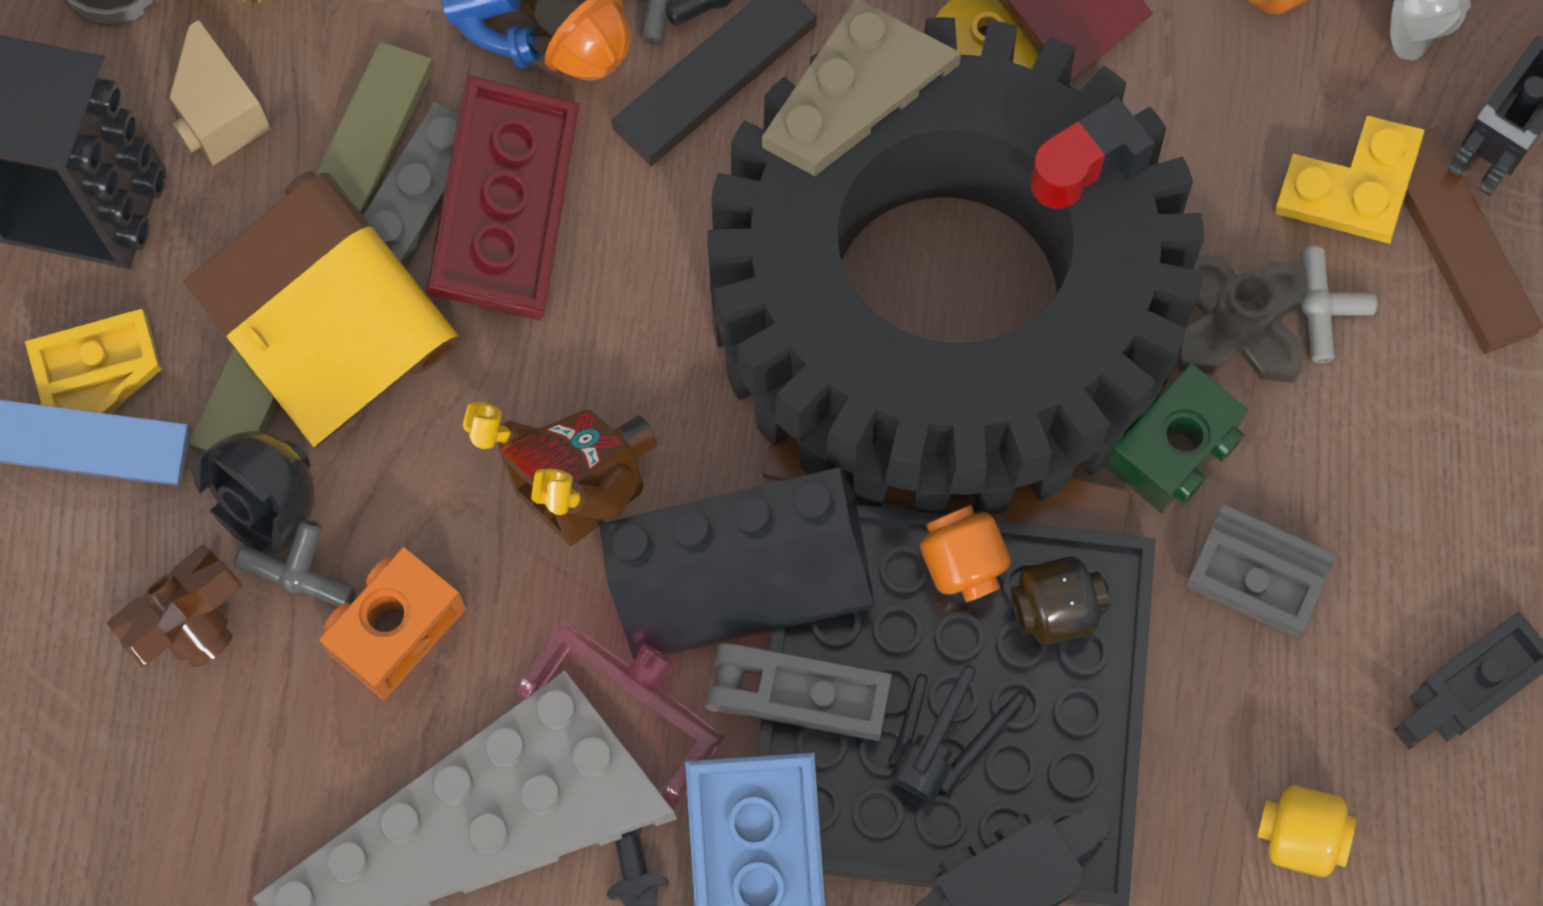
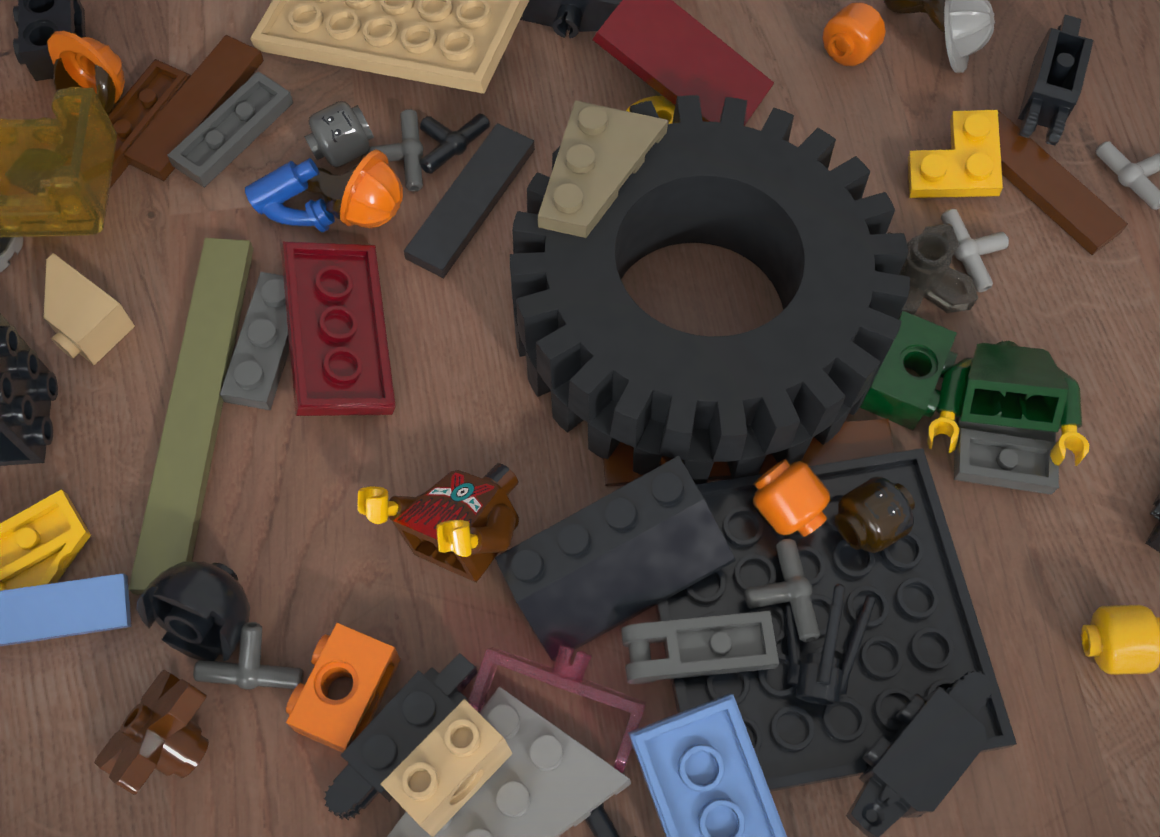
camera: 20 degrees left, 5 degrees down
(321, 307) = (212, 449): yellow door -> none
(440, 693) = (395, 734): none -> black hinge
(476, 739) = (447, 768): none -> tan brick
(933, 660) = (794, 589): none -> dark grey piece
(1088, 151) = (797, 157): leg -> none
(1286, 496) = (1012, 389): none -> dark green torso

